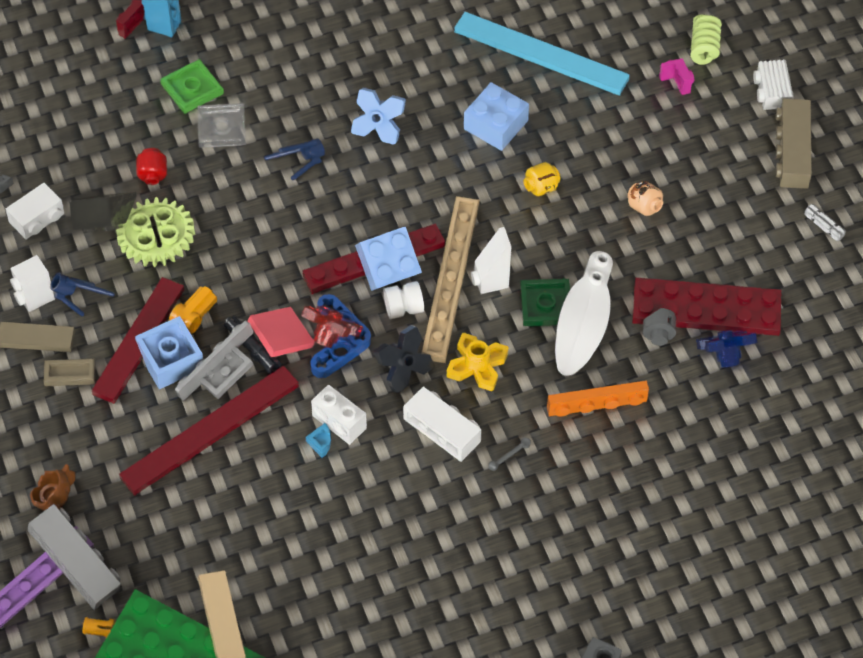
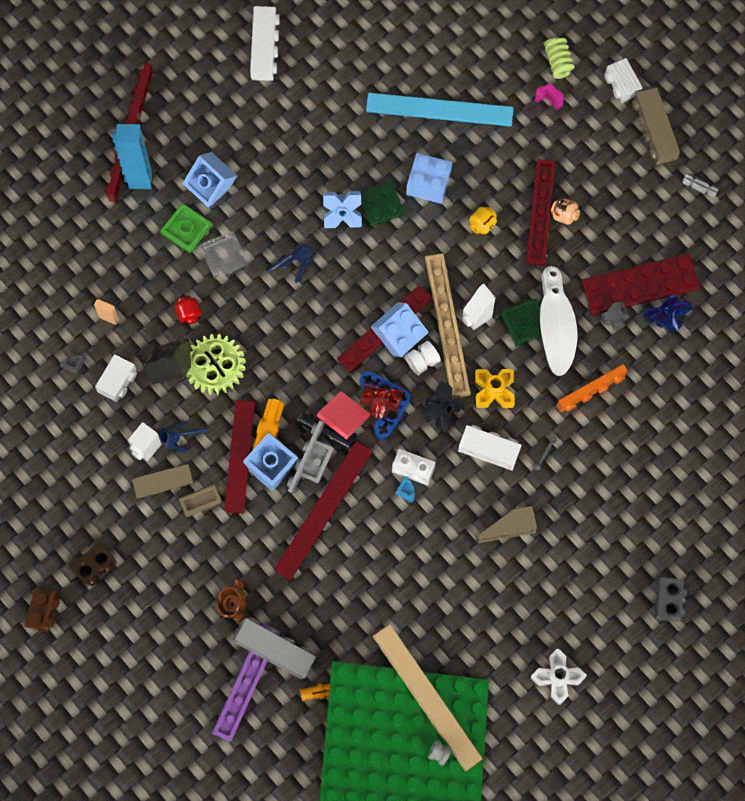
camera: 20 degrees left, 15 degrees up
(56, 136) = (106, 311): none -> light nougat tile
(241, 42) = (209, 178): none -> light blue slope
(429, 128) = (381, 204): none -> dark green plate
(431, 518) = (514, 524): none -> dark tan slope
(615, 192) = (540, 212): none -> dark red plate

